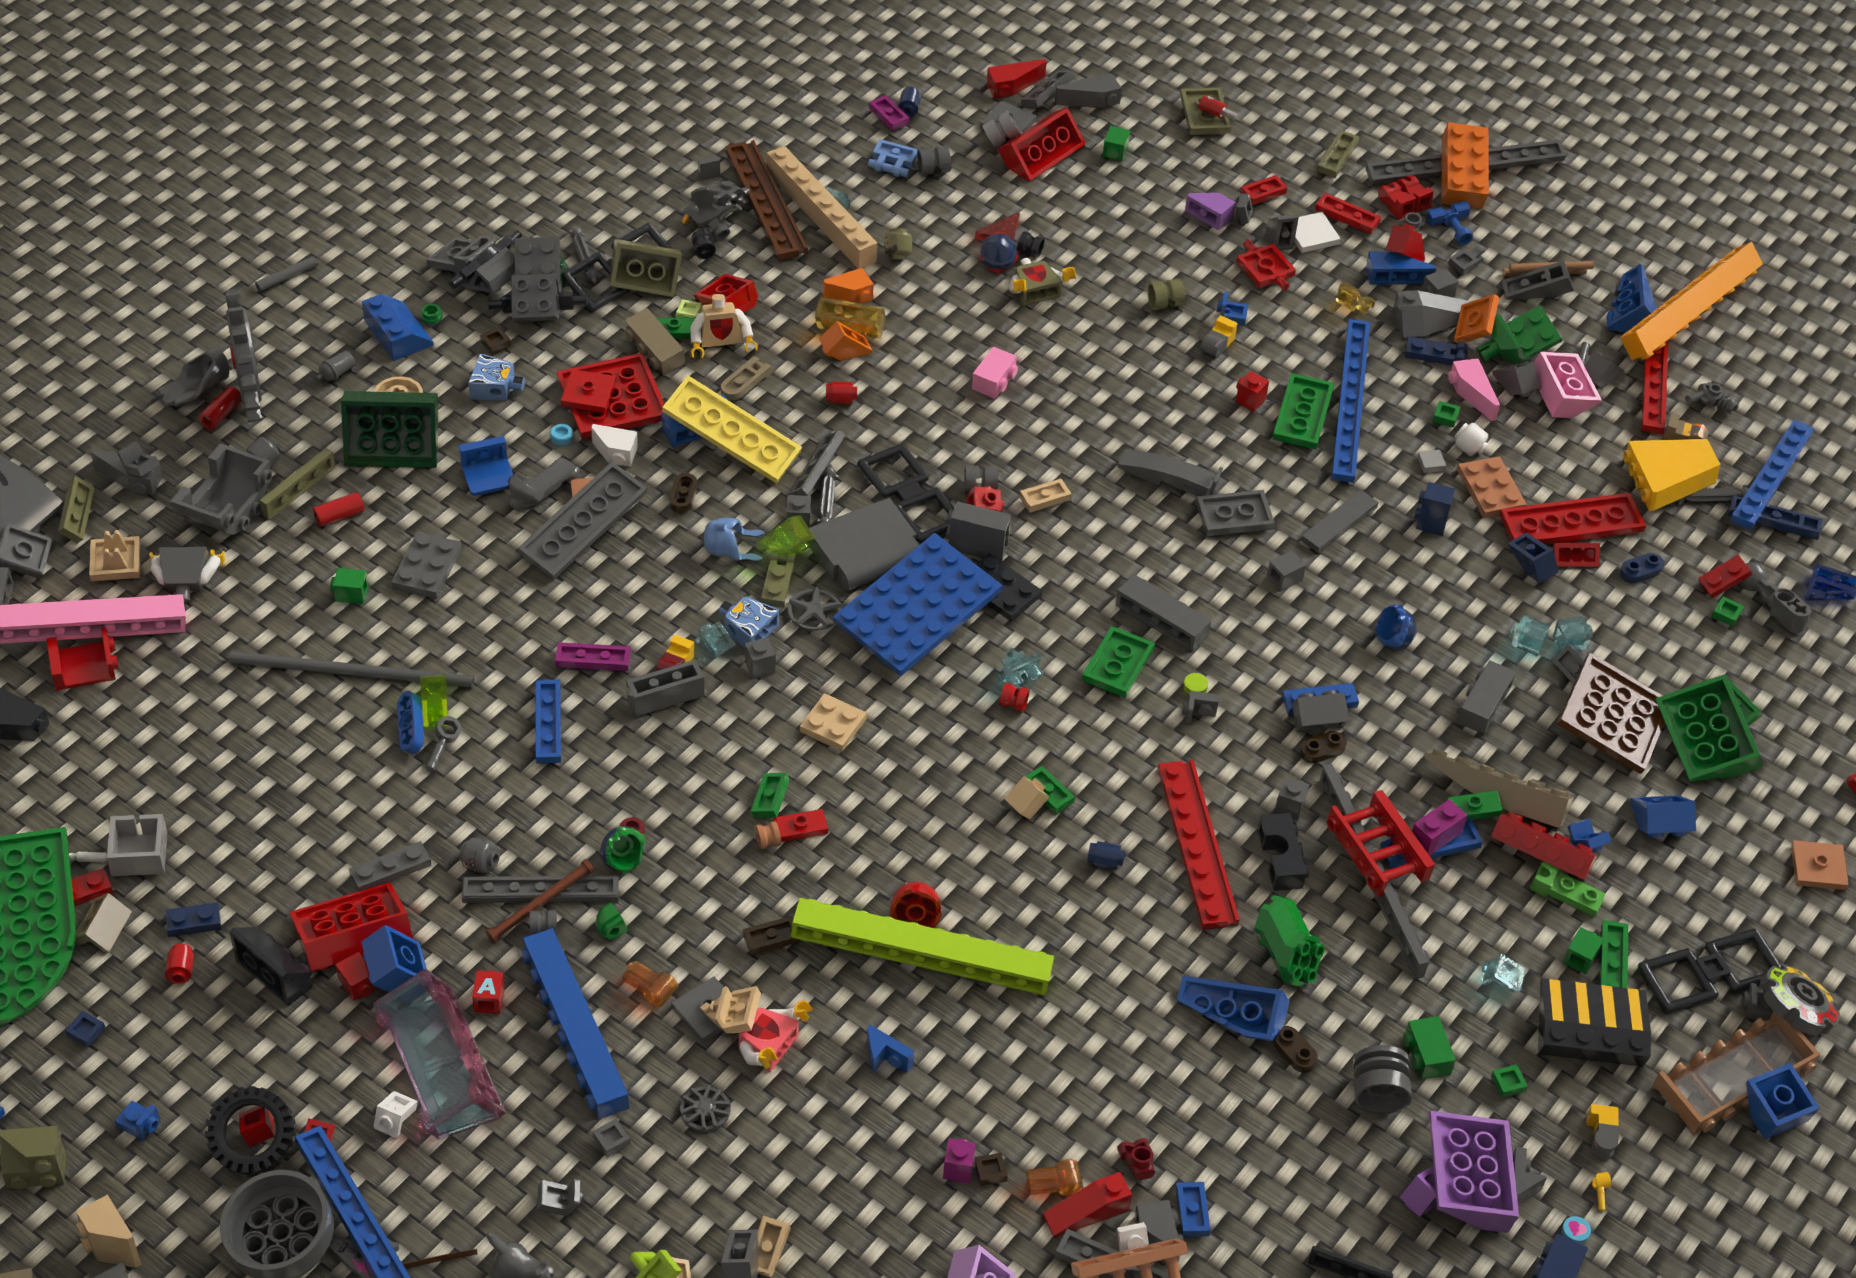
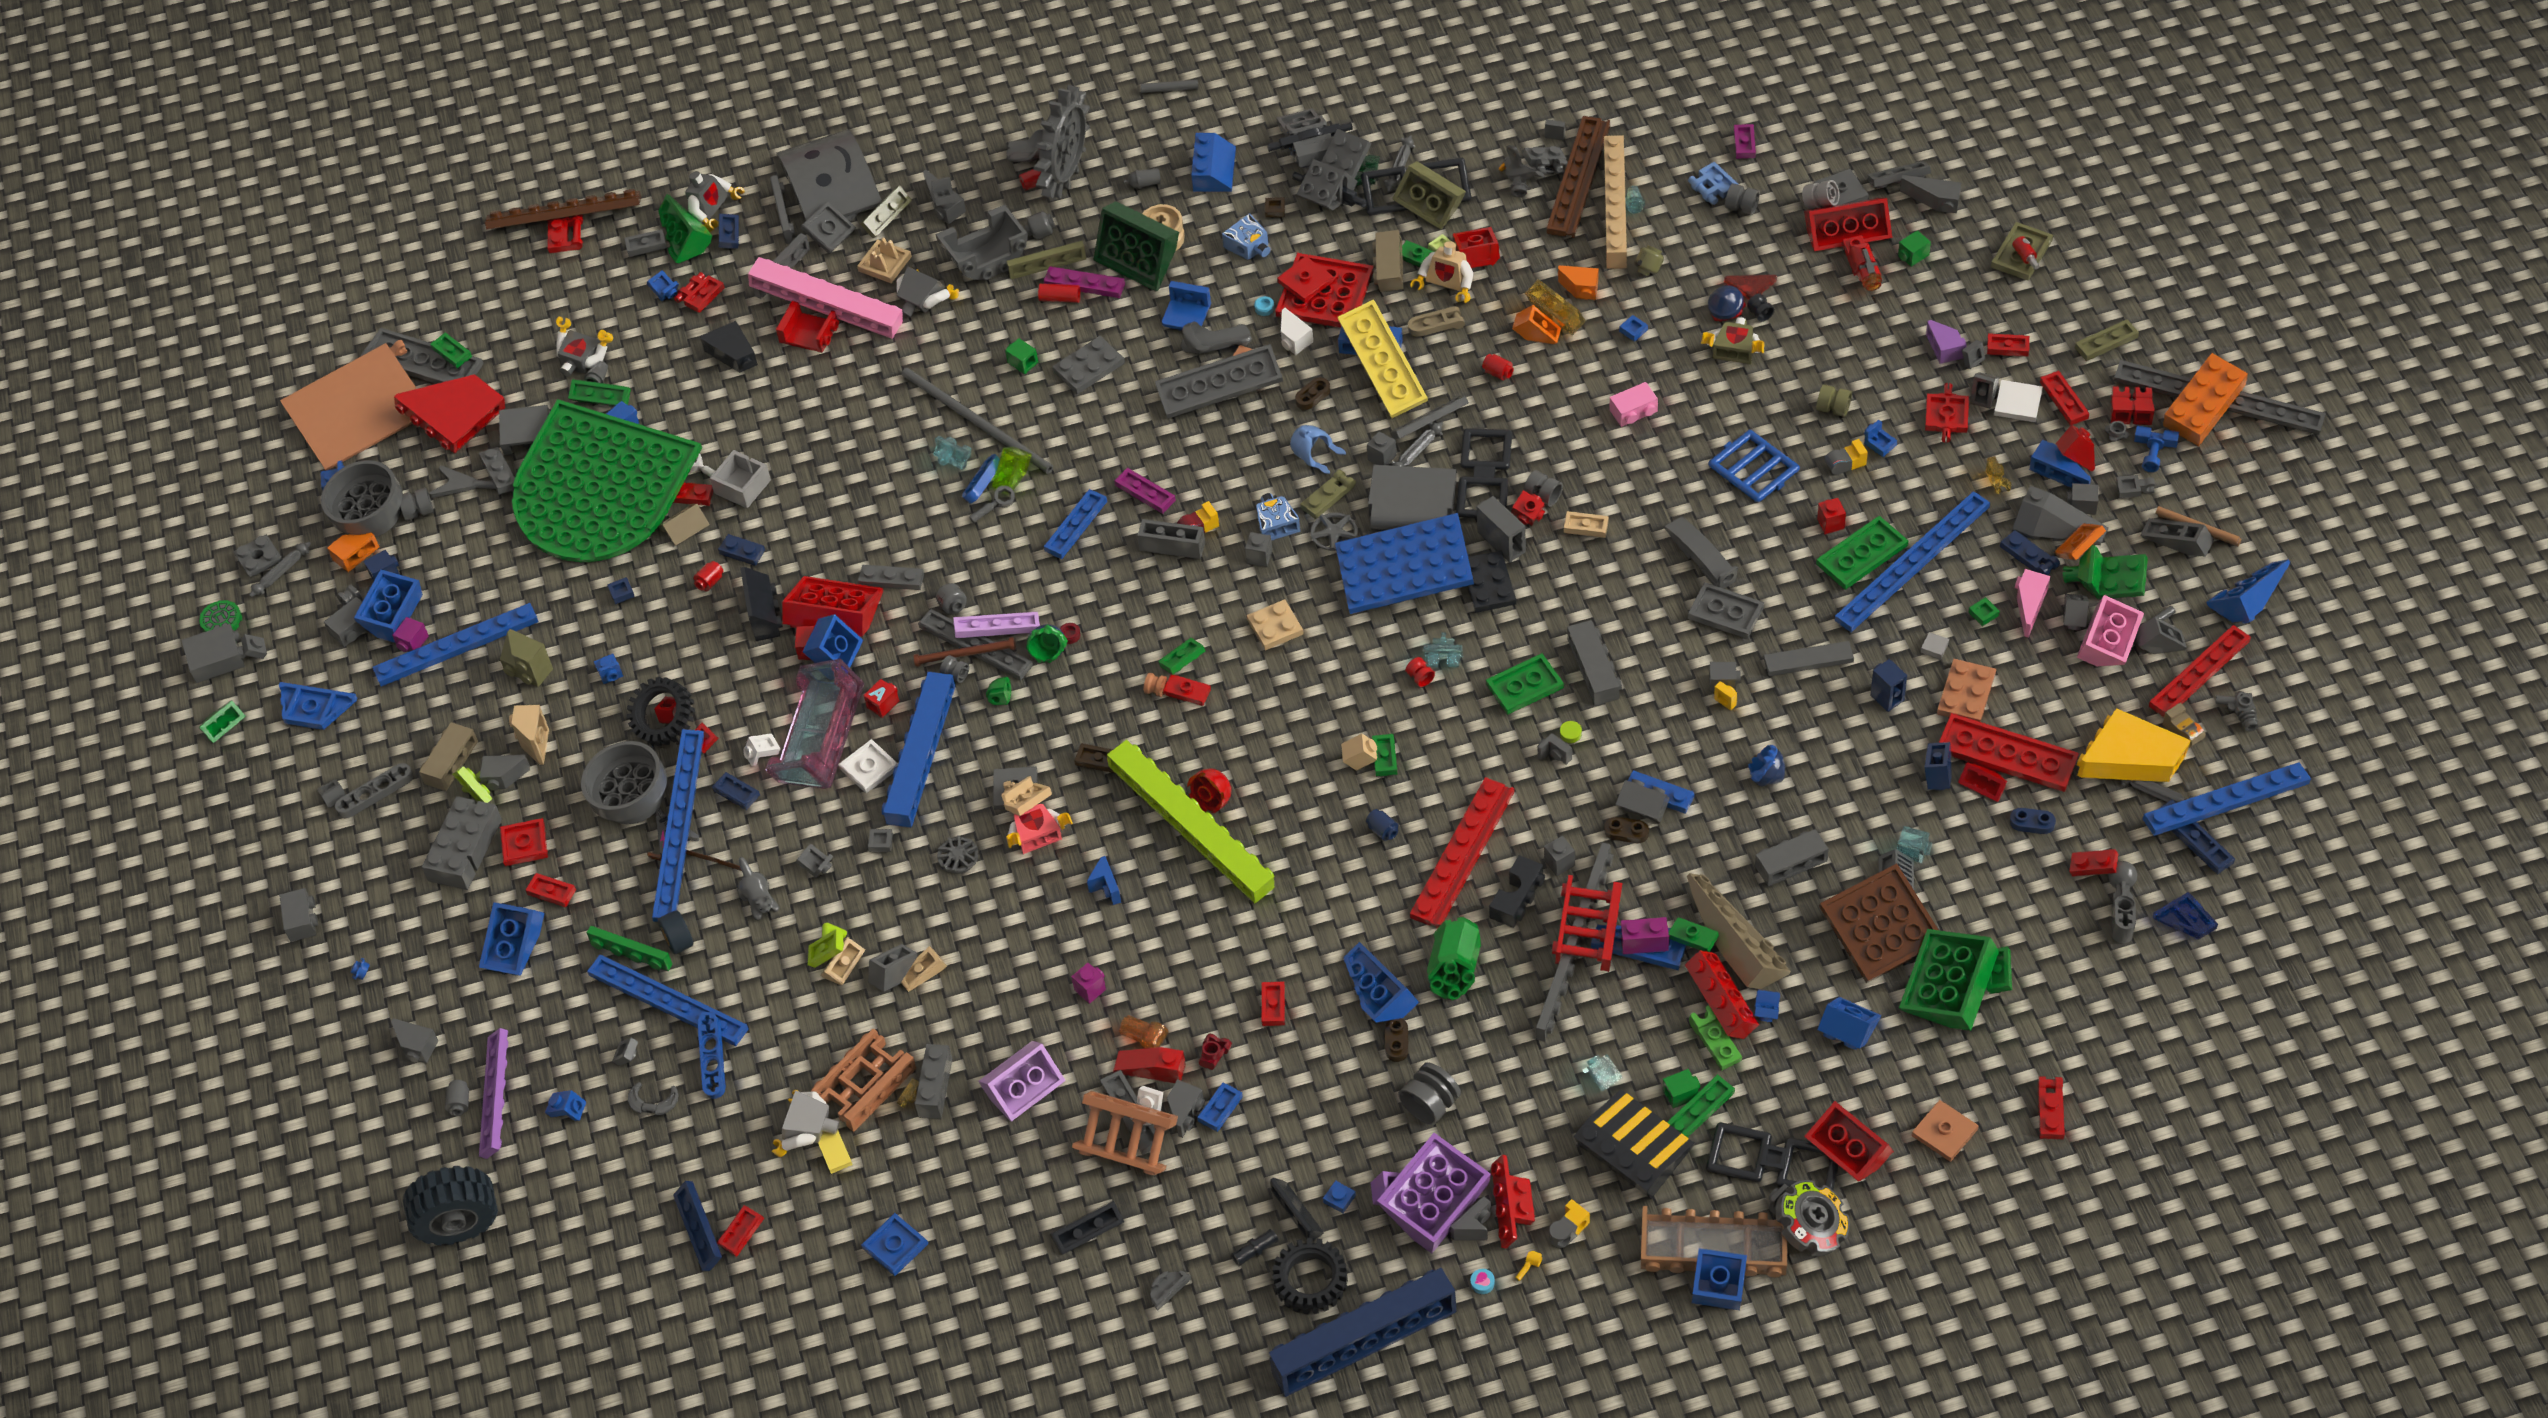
camera: 45 degrees right, 5 degrees up
(353, 712) = (949, 452): none -> clear light blue hips
(366, 485) = (1088, 282): none -> magenta plate
(403, 1172) = (736, 791): none -> dark blue plate
(431, 314) = (1246, 165): green plate -> none
(529, 1069) = (868, 766): none -> white tile
(552, 857) = (995, 624): none -> lavender plate
(655, 986) = (991, 751): clear orange piece -> none
(703, 243) = (1497, 192): black wheel -> none
(715, 639) = (1240, 519): clear light blue bracket -> none
(788, 537) = (1353, 465): clear neon green slope -> none
(909, 101) = (1769, 137): dark blue brick -> none
(933, 308) = (1633, 328): none -> blue plate
(990, 1169) = (1107, 1001): dark brown plate -> none
(1013, 78) = (1879, 152): red slope -> none
(1085, 169) = (1862, 262): none -> red plate
(1128, 396) = (1745, 485): none -> blue bar
(1153, 1079) = (1273, 1003): none -> red plate
(1303, 585) = (1725, 695): none -> yellow plate
(1378, 1229) = (1339, 1197): none -> blue plate
(1429, 1047) = (1493, 1092): green brick -> none
(1471, 439) = (1983, 643): white head -> none
(1509, 1081) = (1531, 1150): green plate -> none
(1529, 635) = (1876, 827): clear light blue brick -> none
(1543, 1144) = (1512, 1200): none -> red bracket
(1691, 302) = (2298, 613): light orange brick -> none
(1727, 611) = (2070, 892): green plate -> none
(1765, 915) = (1849, 1142): none -> red slope

